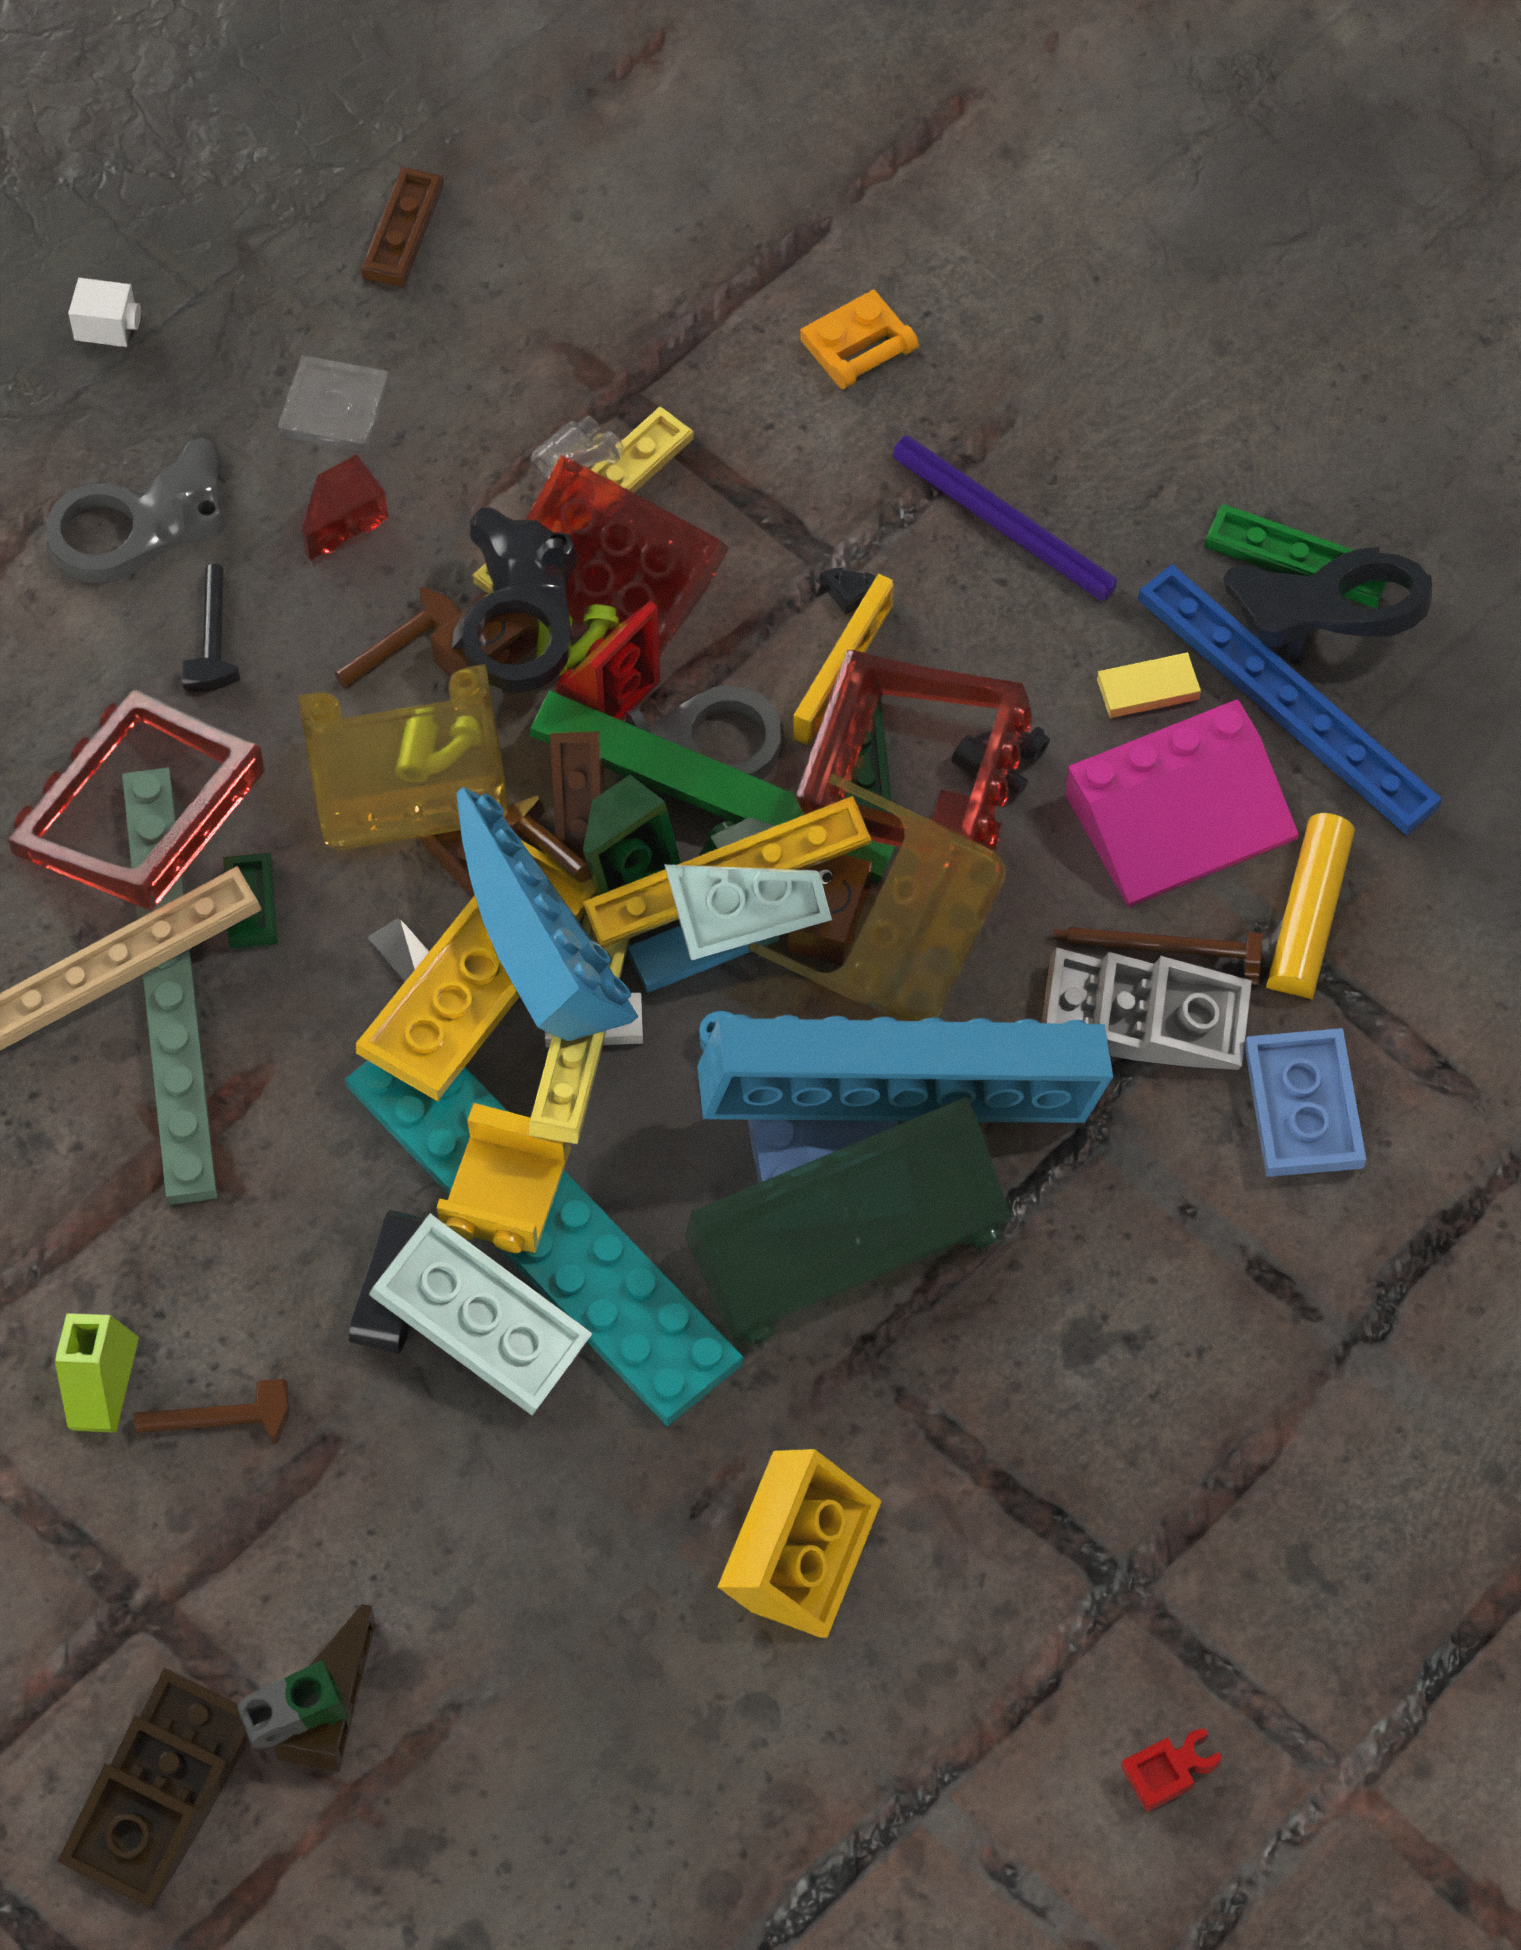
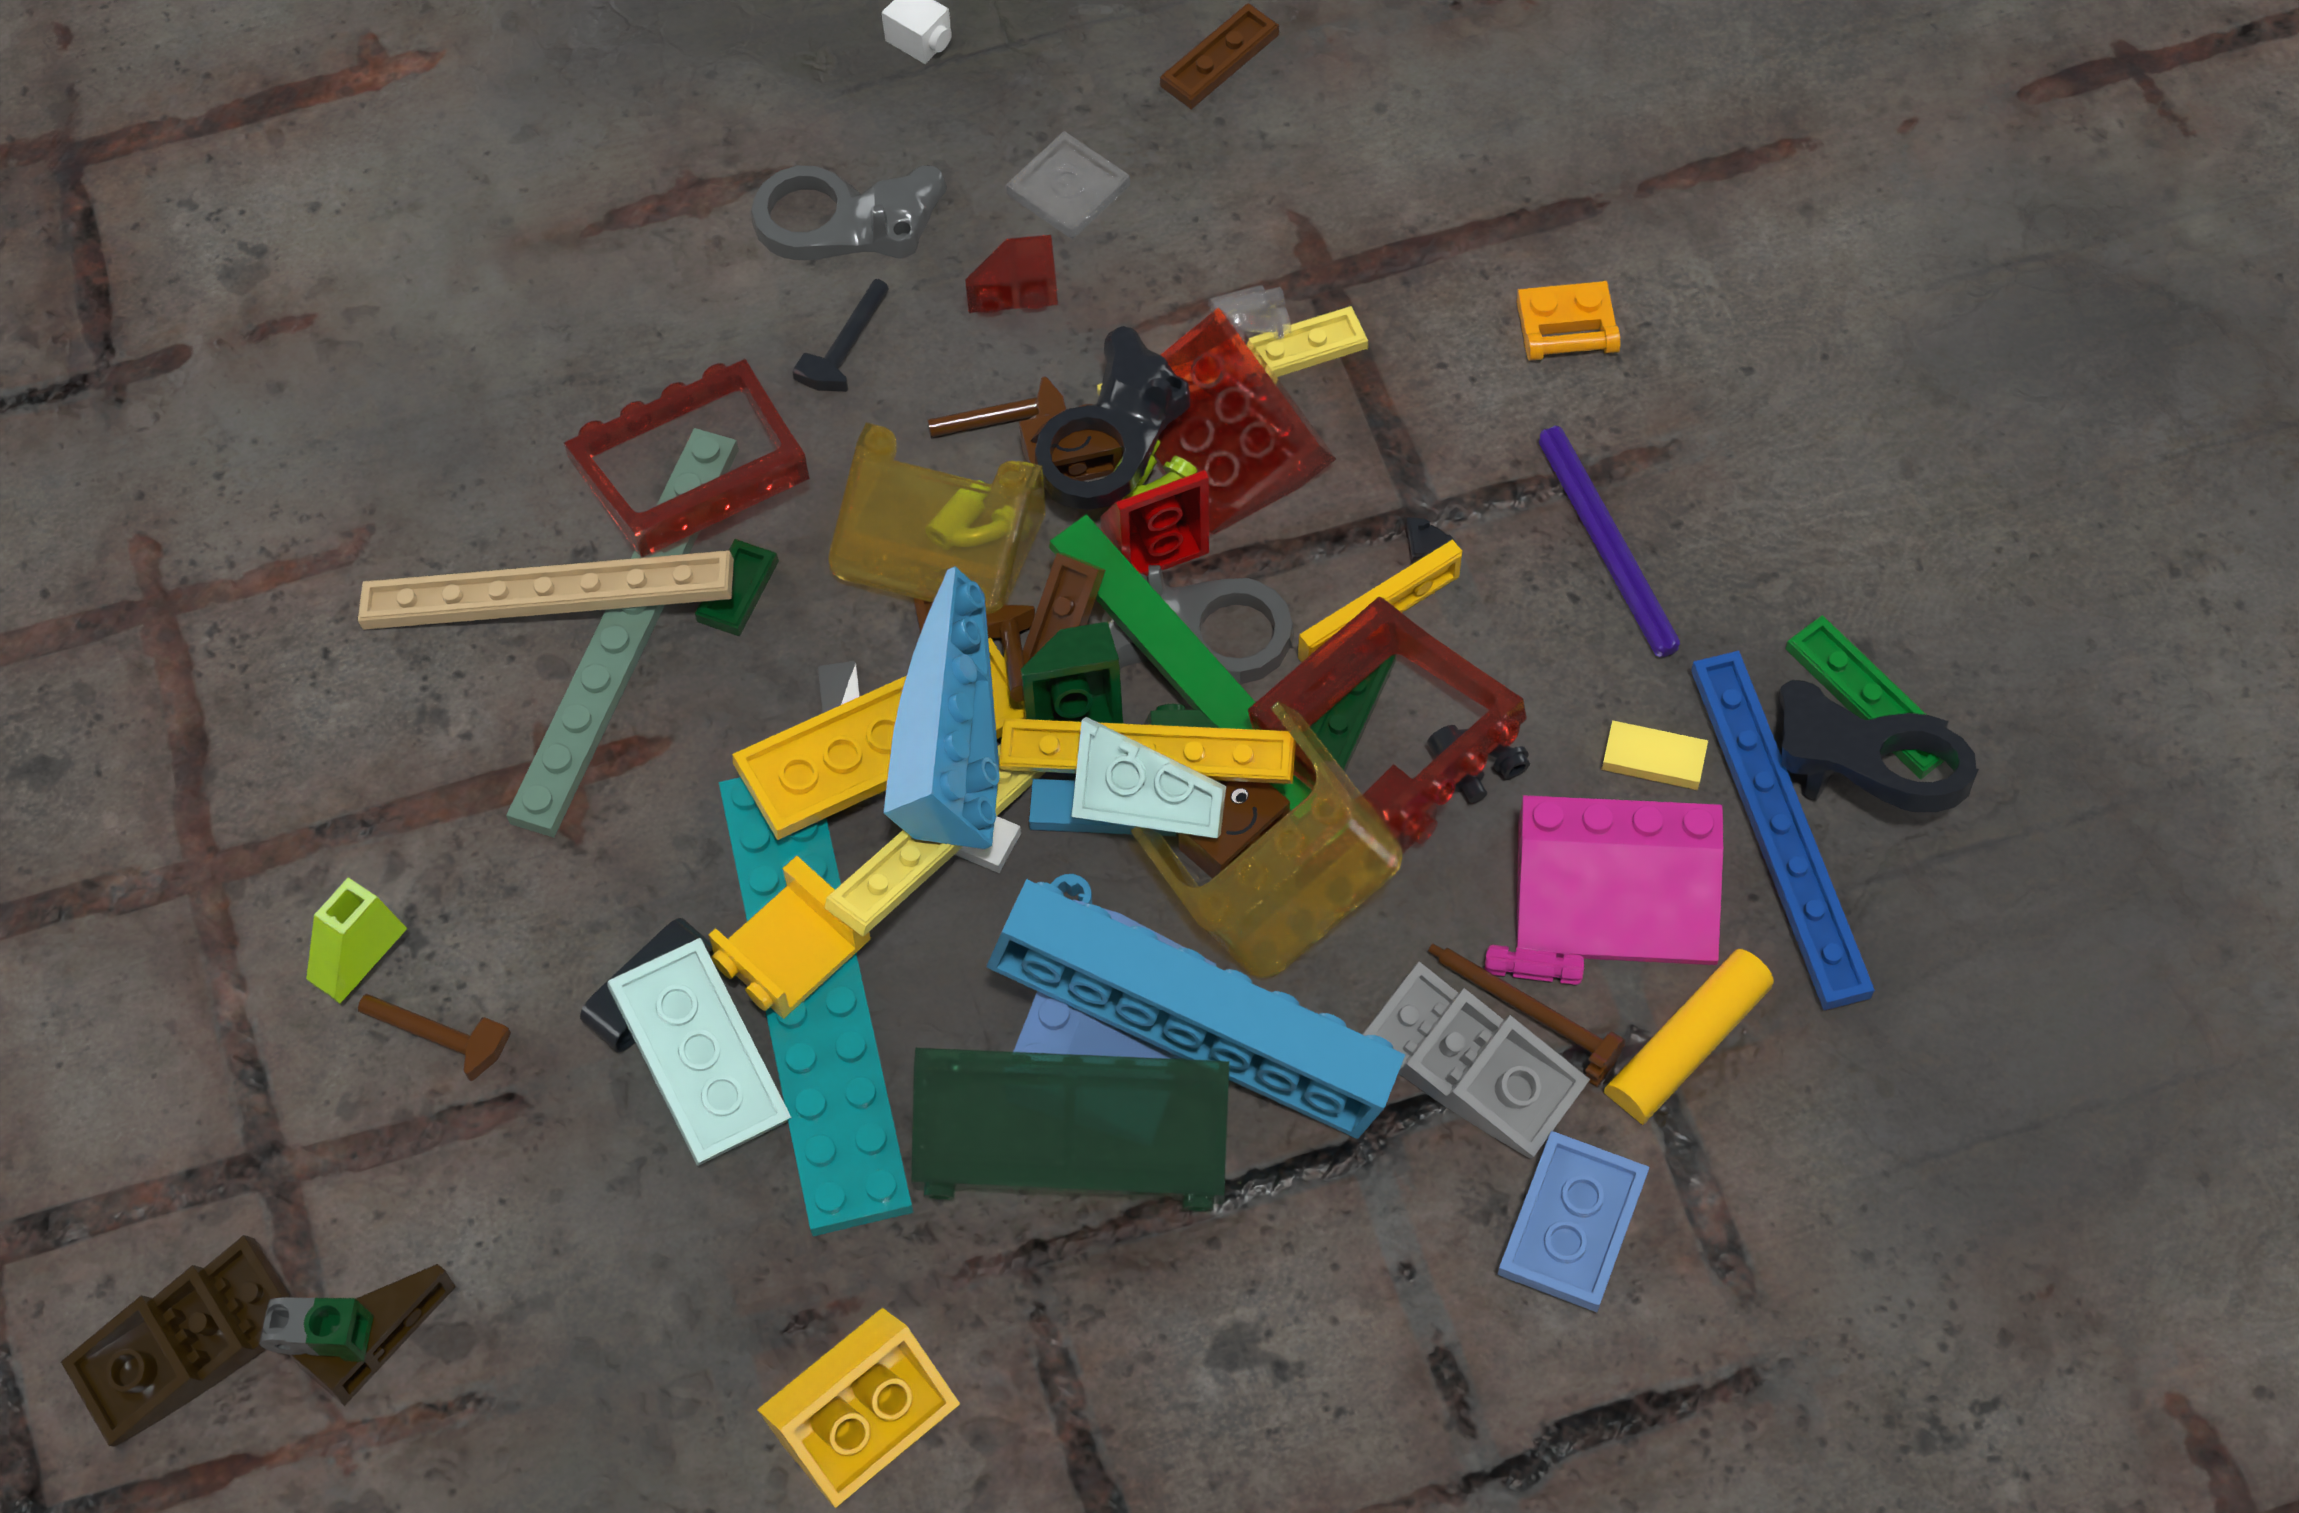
camera: 30 degrees right, 0 degrees up
(1150, 907) = (1534, 964): none -> dark pink axle

